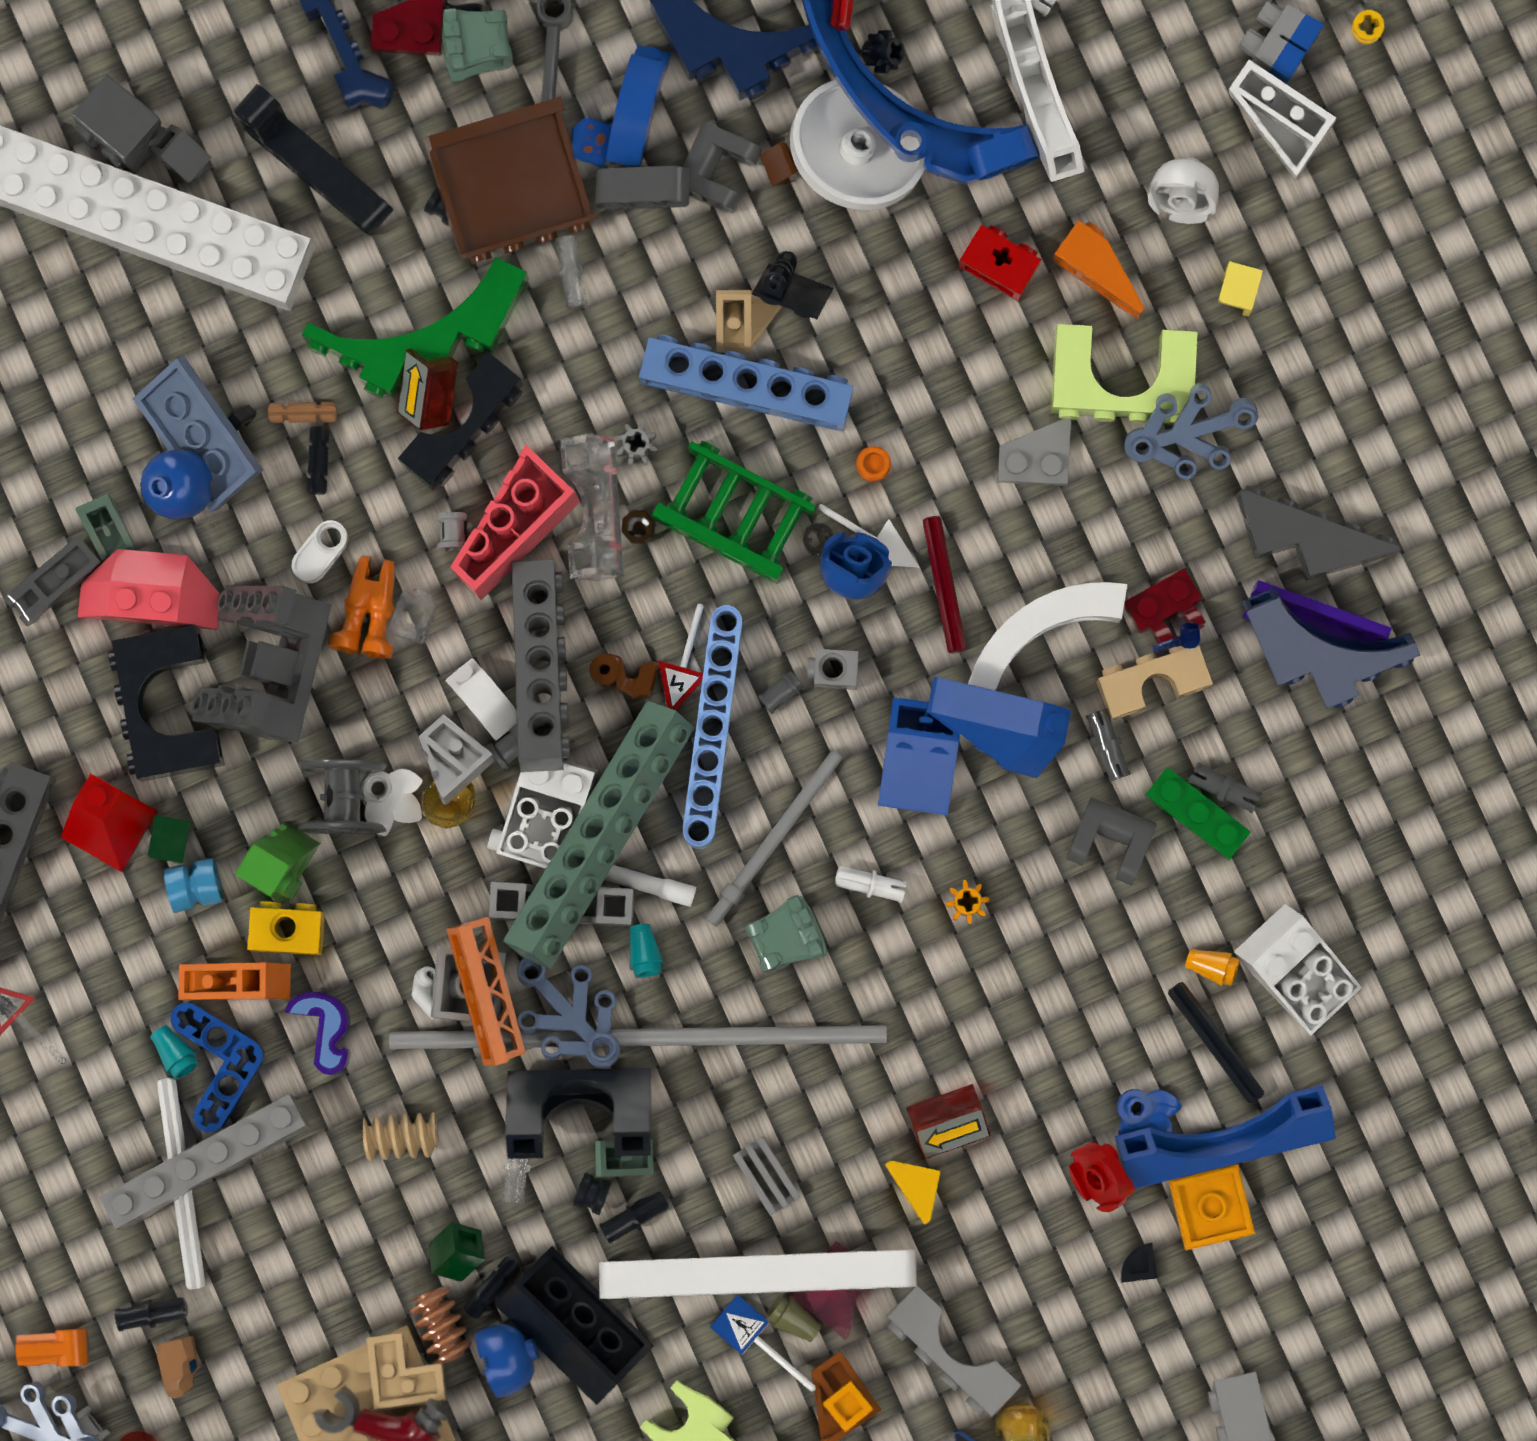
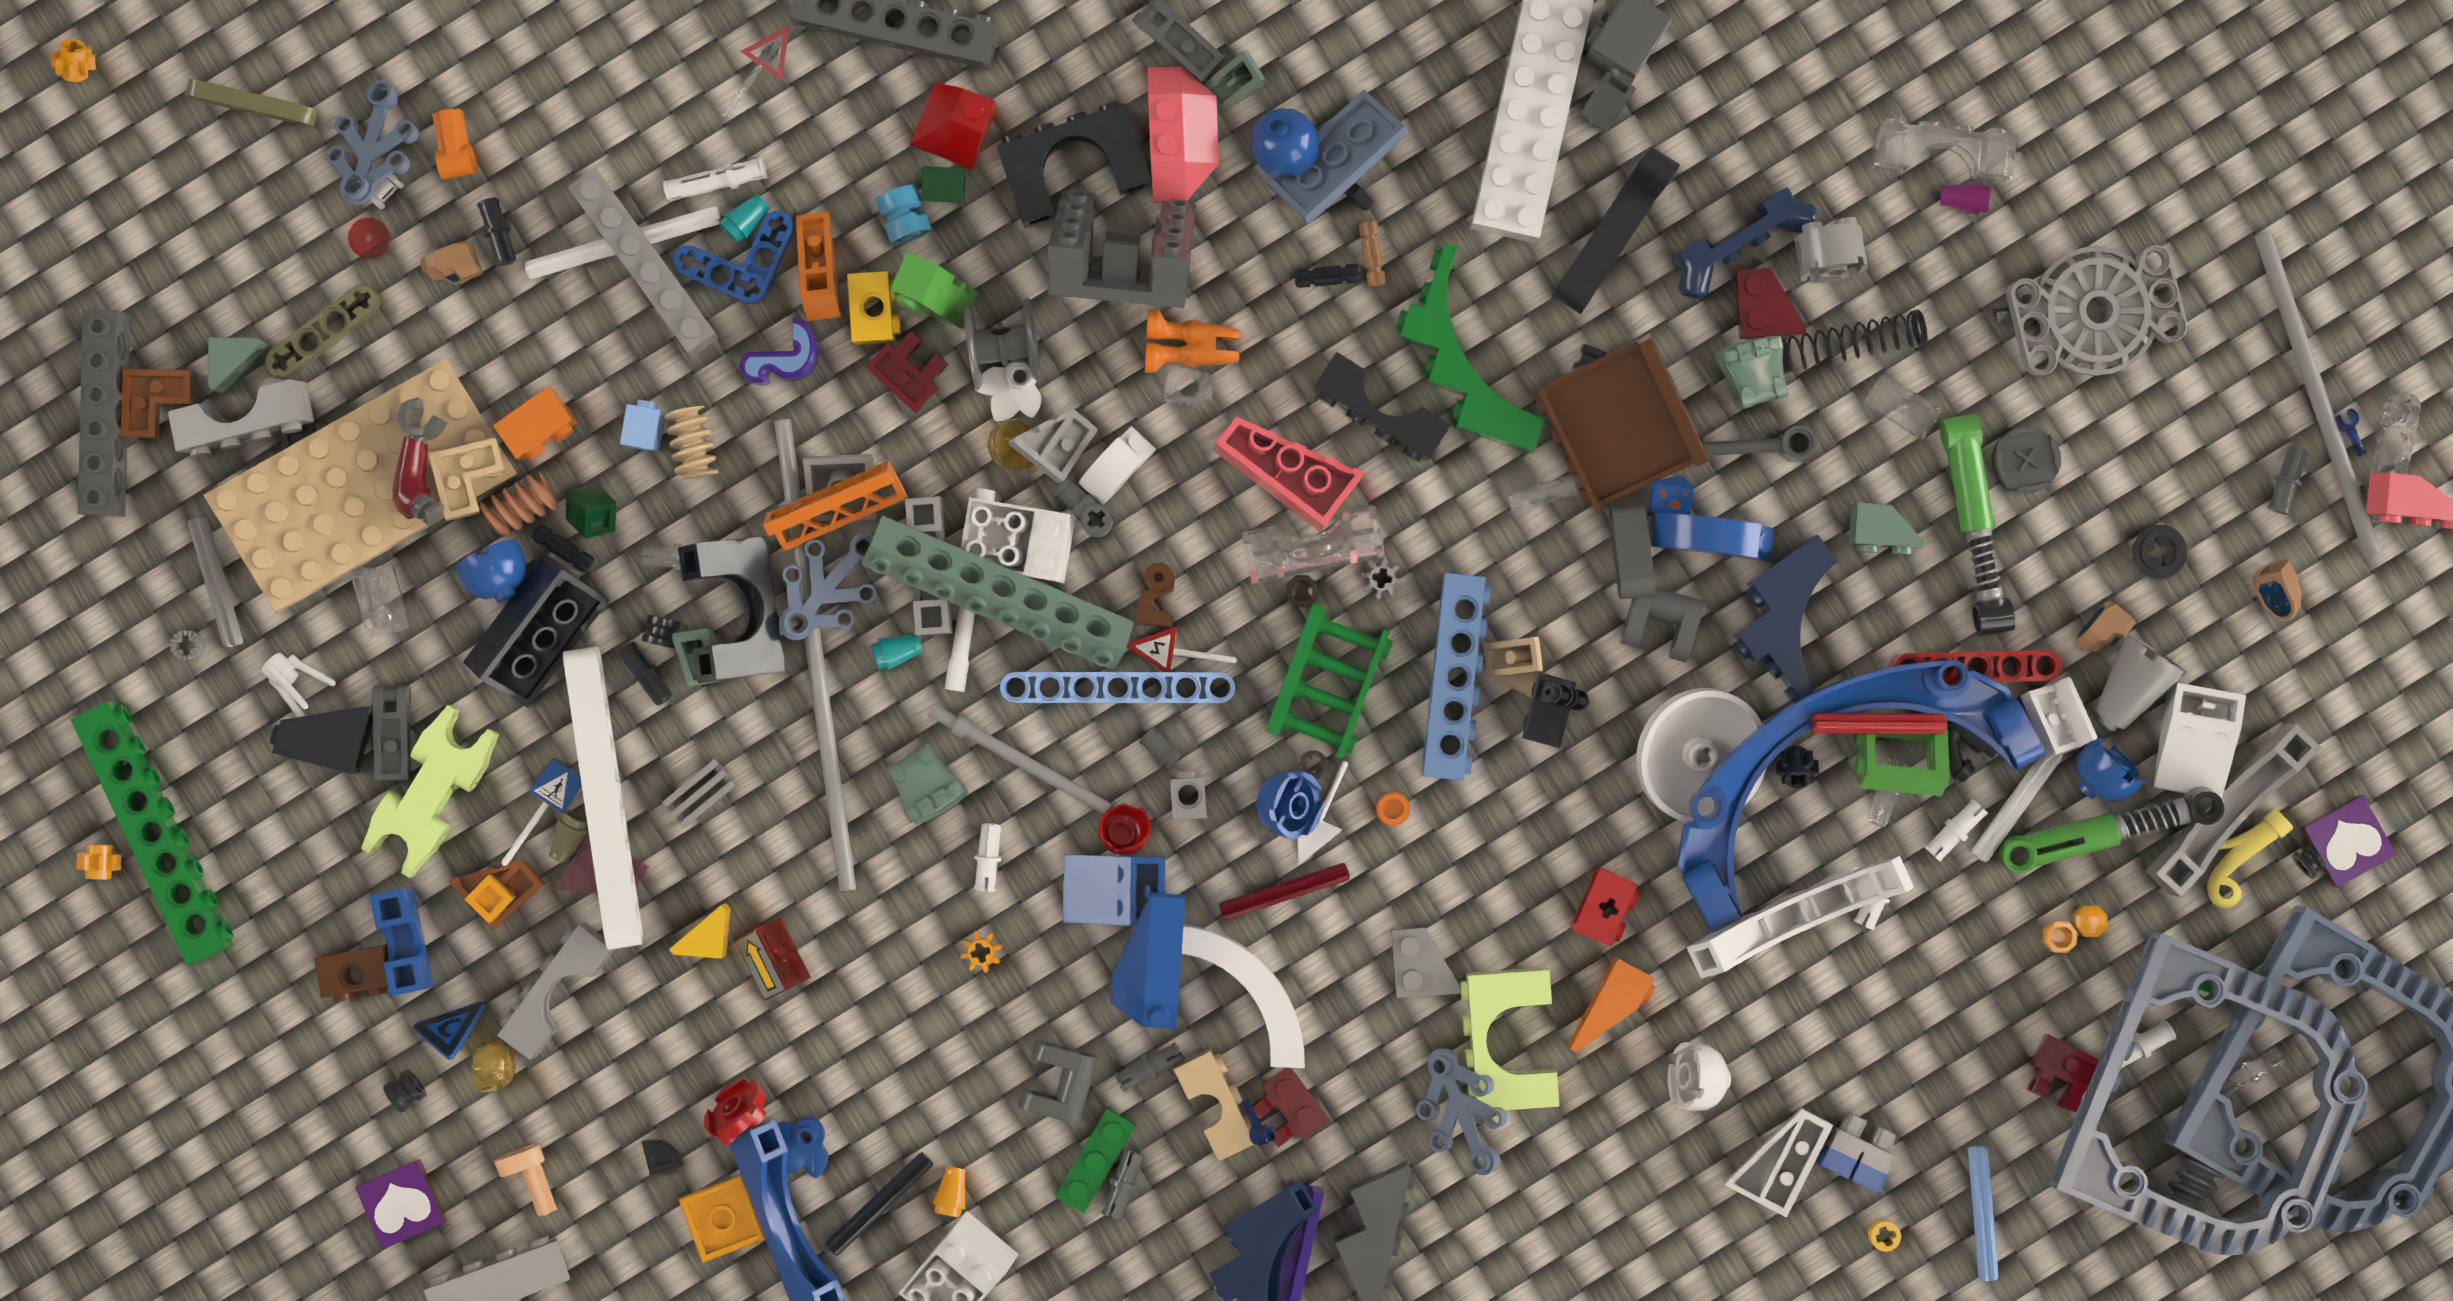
camera: 80 degrees right, 5 degrees up
(129, 1077) = (728, 176): none -> white pin
(314, 558) = (1233, 285): white piece -> none
(359, 1297) = (536, 425): none -> orange brick
(362, 907) = (902, 376): none -> dark red plate
(376, 1185) = (643, 426): none -> light blue brick
(423, 989) = (834, 445): white arm -> none
(427, 390) = (1406, 371): clear red panel -> none
(451, 531) = (1274, 413): light grey bush -> none
(528, 581) = (1235, 492): dark grey brick -> none
(779, 165) = (1672, 680): reddish brown slope -> none
(859, 737) = (1124, 829): none -> red hair
(1128, 1403) = (529, 1162): none -> light nougat piece
(1240, 286) = (1609, 1142): light yellow panel -> none

